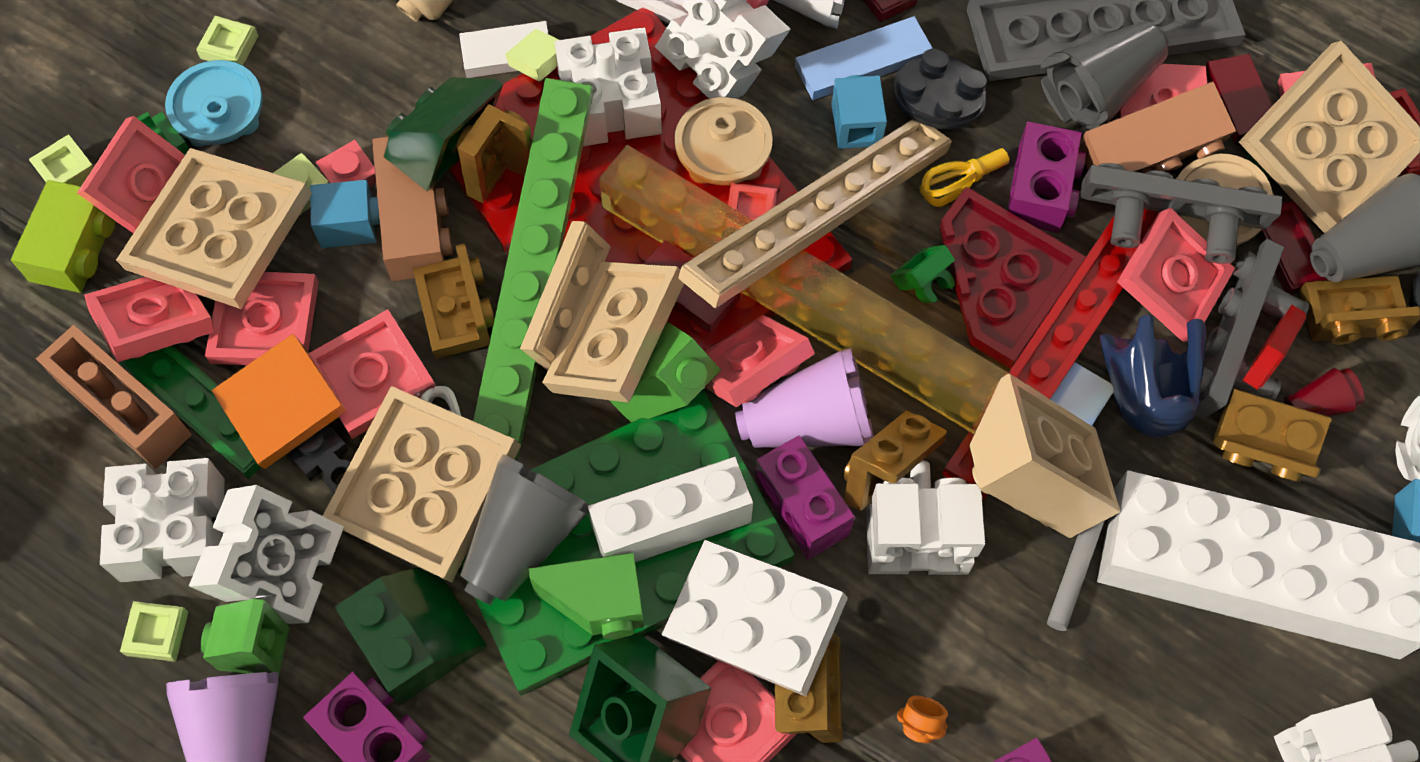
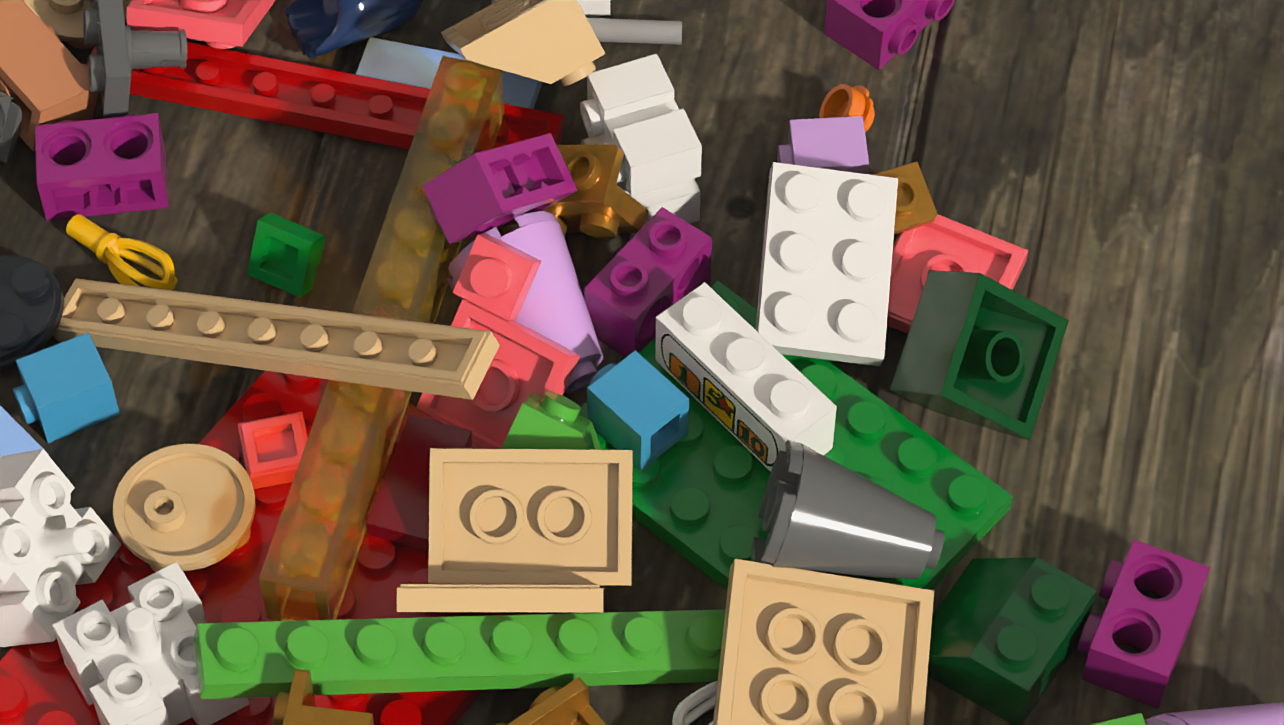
camera: 110 degrees left, 10 degrees down
(594, 593) = (874, 420): bright green slope -> none
(682, 435) = (637, 409): none -> dark azure brick
(815, 362) = (497, 276): none -> coral plate
(878, 678) = (827, 144): none -> lavender brick
(881, 377) = (498, 187): none -> magenta brick
(1003, 274) = (256, 163): dark red plate -> none

